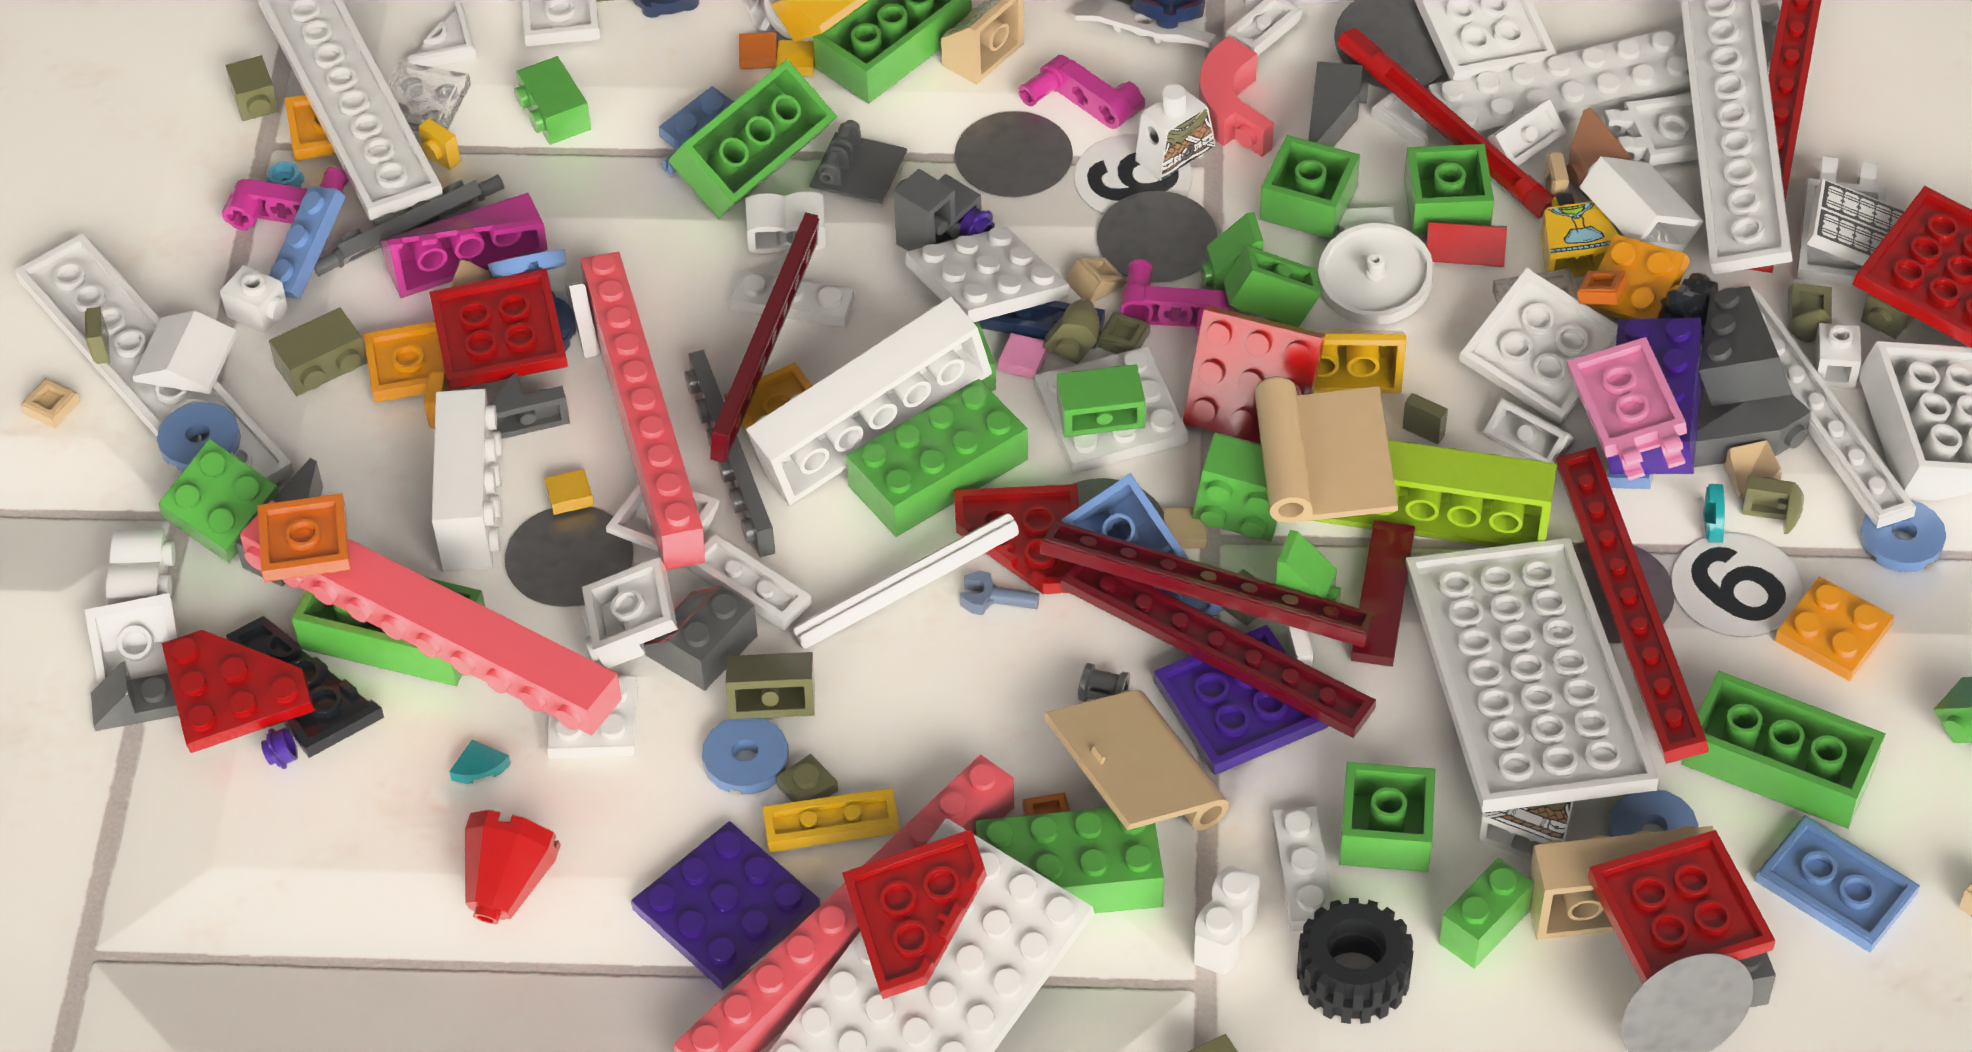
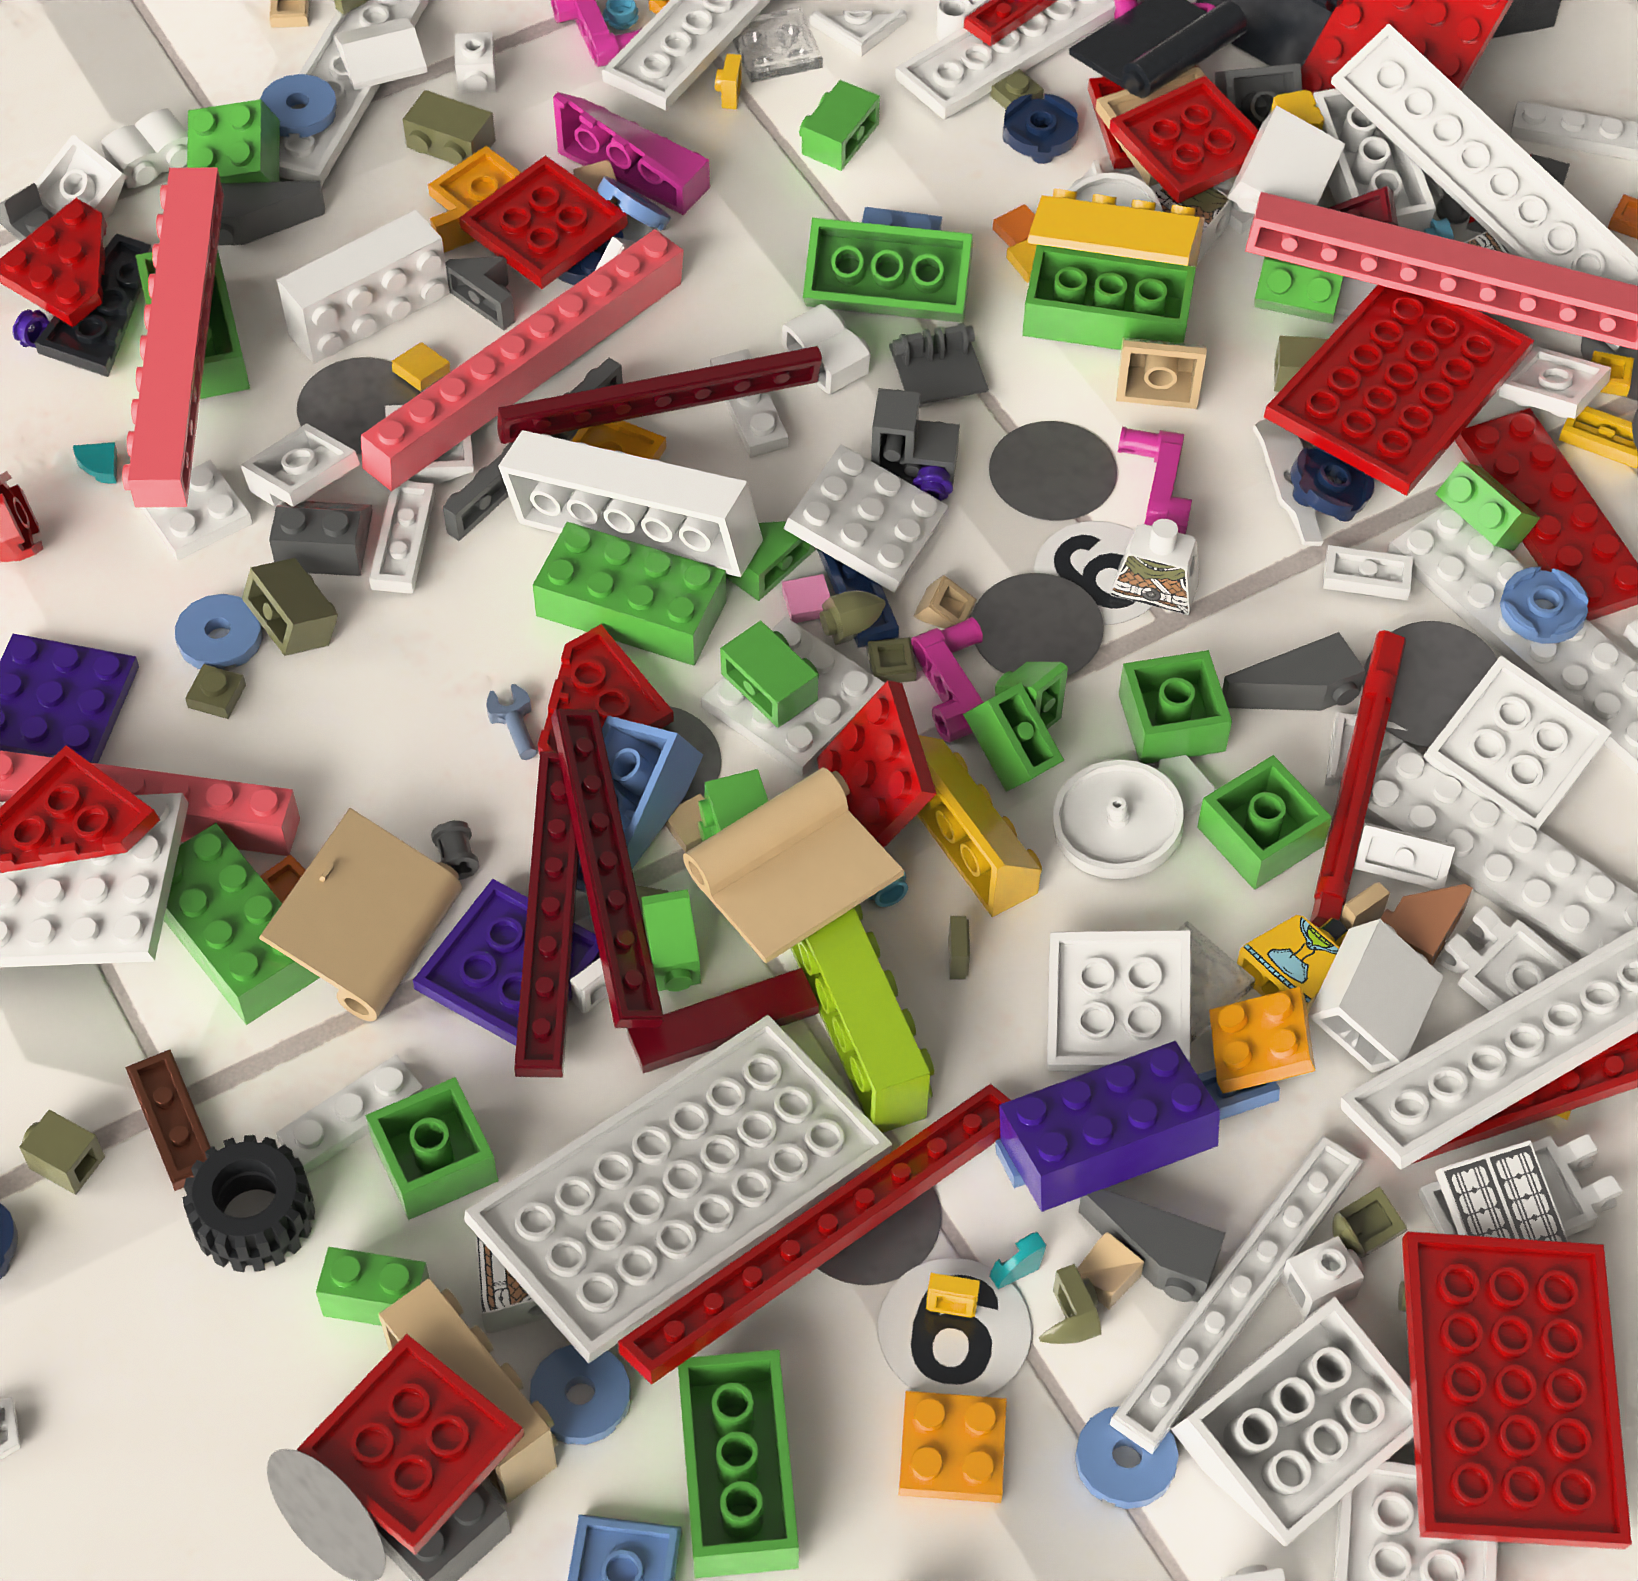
camera: 55 degrees right, 5 degrees up
(303, 537) = (179, 203): orange plate -> none
(306, 239) = (549, 54): medium blue plate -> none
(423, 213) = (679, 122): dark grey plate -> none
(830, 819) = (180, 726): yellow plate -> none
(905, 580) = (475, 643): white axle -> none
(1223, 76) = (1248, 576): coral arch -> none
(1224, 991) = (169, 1115): none -> copper tile
(1226, 920) = (229, 1078): white brick -> none
(1466, 243) = (1213, 874): tile -> none
(1526, 433) = (1014, 1047): white slope -> none
(1602, 287) = (1216, 1009): orange tile -> none
(1629, 404) = (1047, 1099): bright pink tile -> none
(1690, 298) = (1268, 1111): black rock -> none
(1720, 563) = (952, 1295): none -> yellow tile
(1738, 352) = (1231, 1172): dark grey wedge -> none

